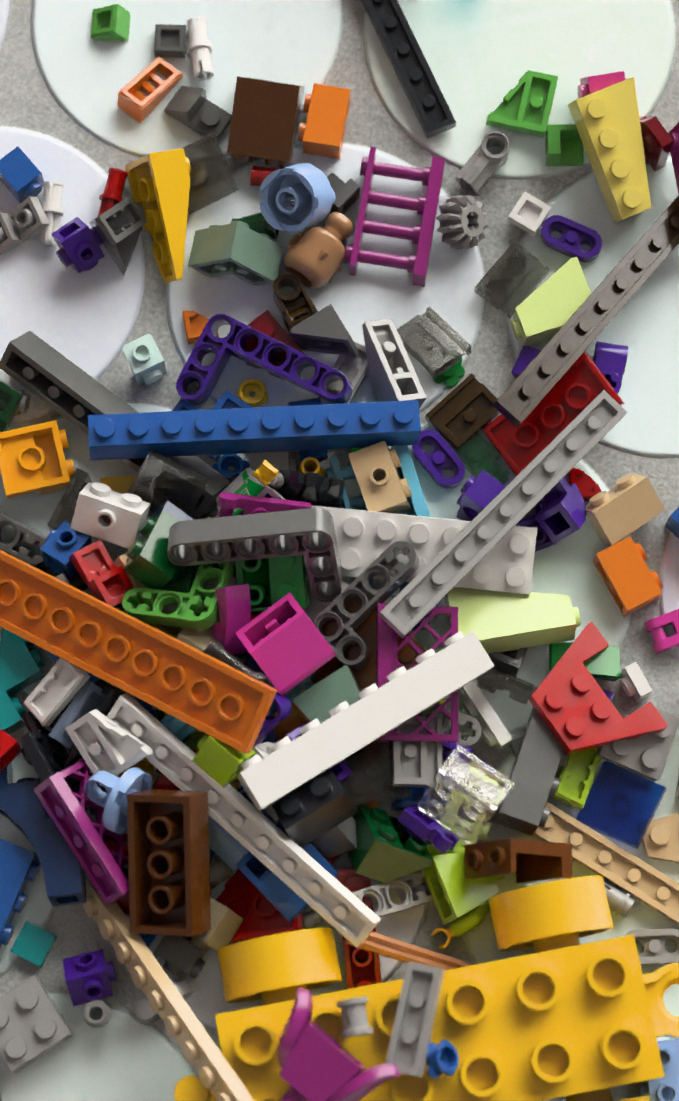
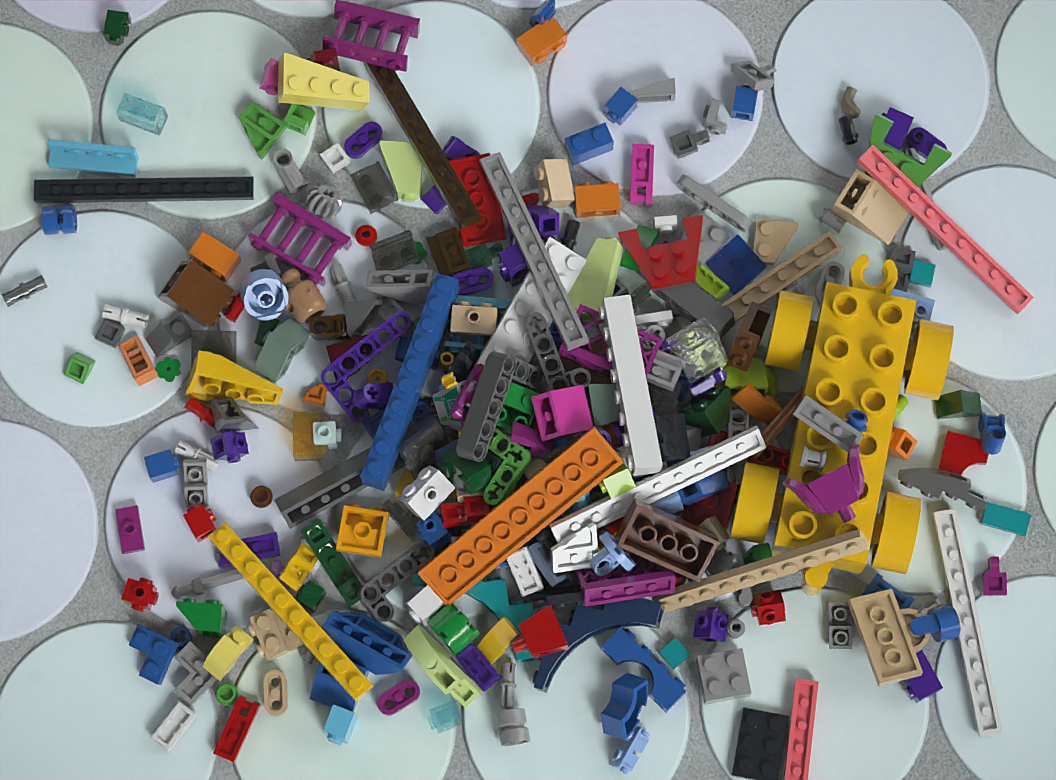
camera: 65 degrees left, 0 degrees up
(31, 315) = (261, 496): none -> reddish brown plate
(129, 328) = (303, 439): none -> clear yellow brick
(146, 1048) = (768, 607): none -> red brick
(153, 123) = (173, 364): none -> green plant
(207, 1004) = (757, 553): none -> green slope
(221, 394) = (373, 396): none -> dark purple piece
(360, 296) = (342, 283): none -> light grey axle
(425, 910) = (756, 404): none -> orange slope
(441, 306) = (366, 241): none -> red plate
(559, 562) = (570, 234): none -> black axle

